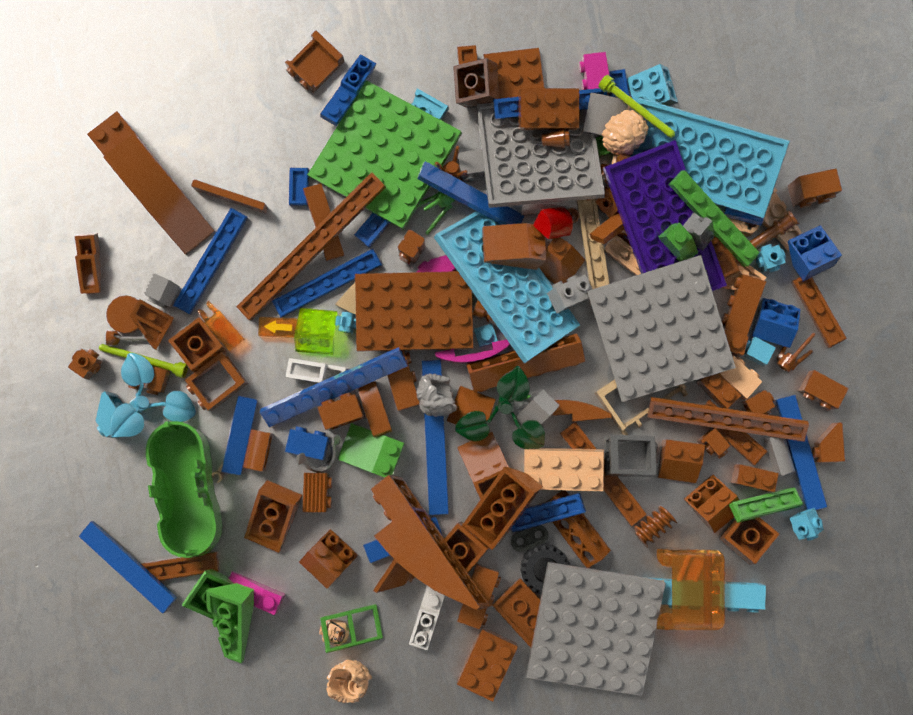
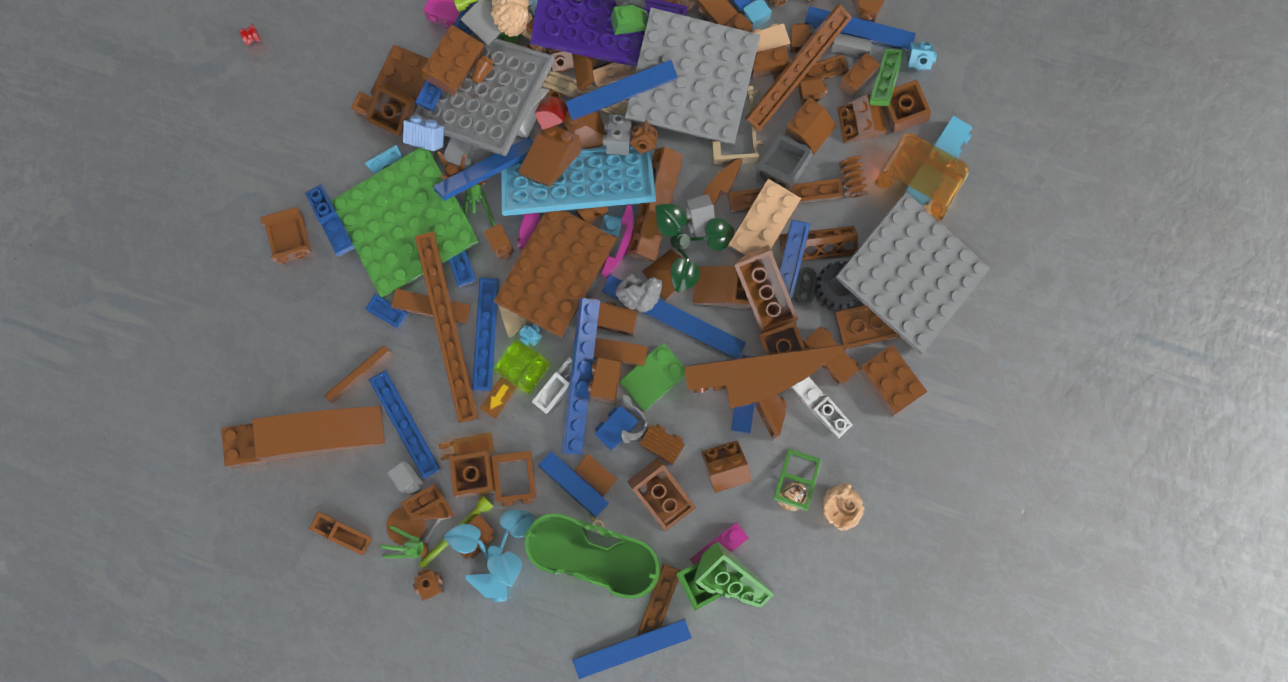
camera: 55 degrees left, 5 degrees down
(106, 330) = (411, 548): none -> bright green plant
(469, 123) = (423, 133): none -> light blue brick
(579, 317) = (643, 137): none -> dark orange brick
(609, 274) = (621, 90): none -> blue tile

